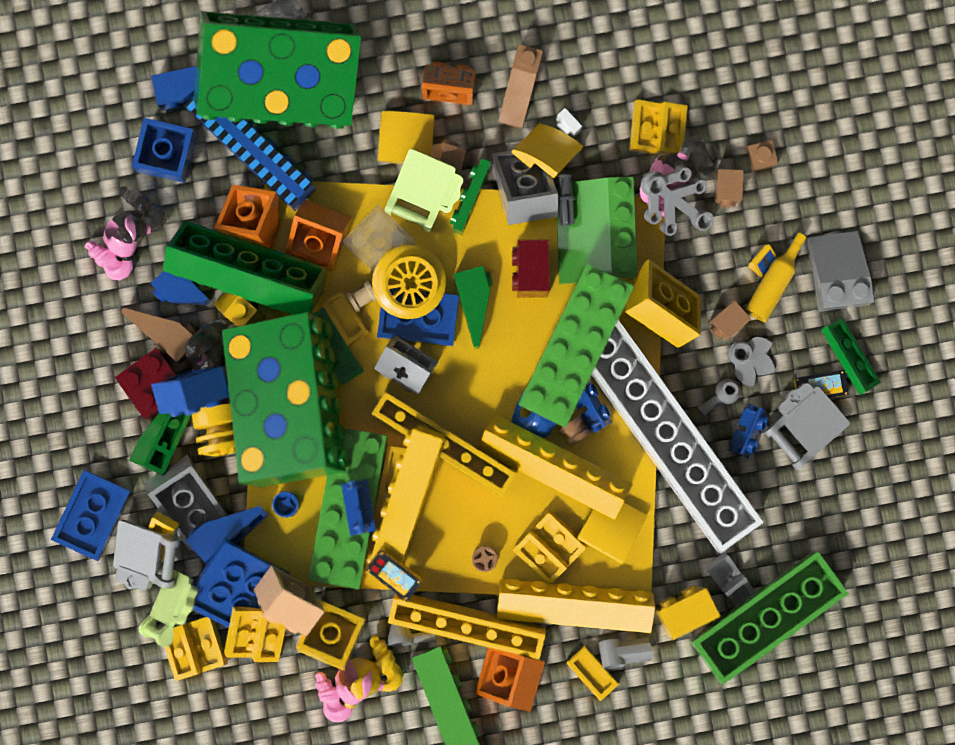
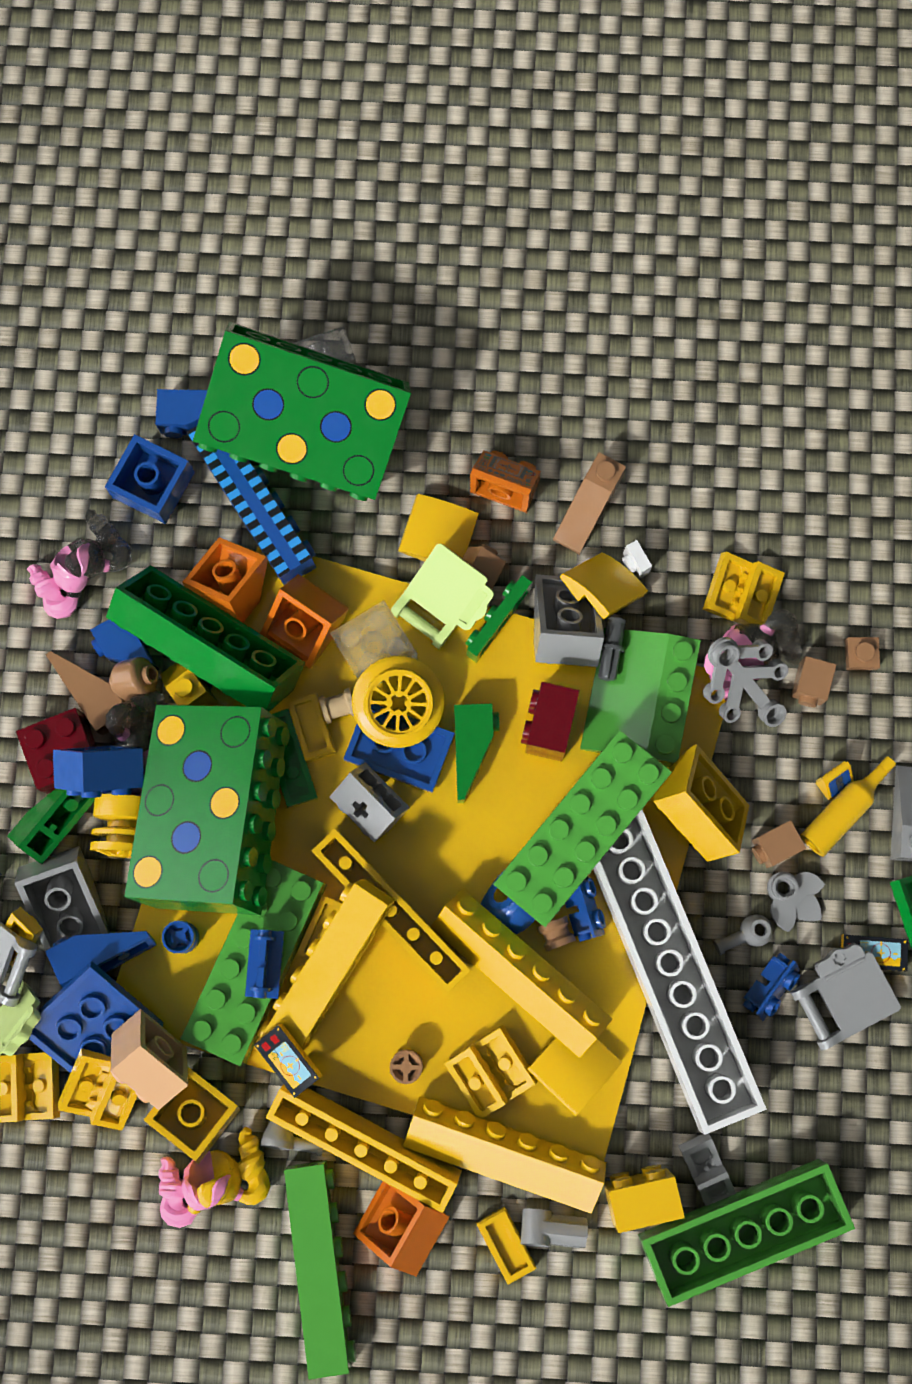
camera: 20 degrees right, 5 degrees down
(196, 313) = (133, 678): none -> medium nougat head

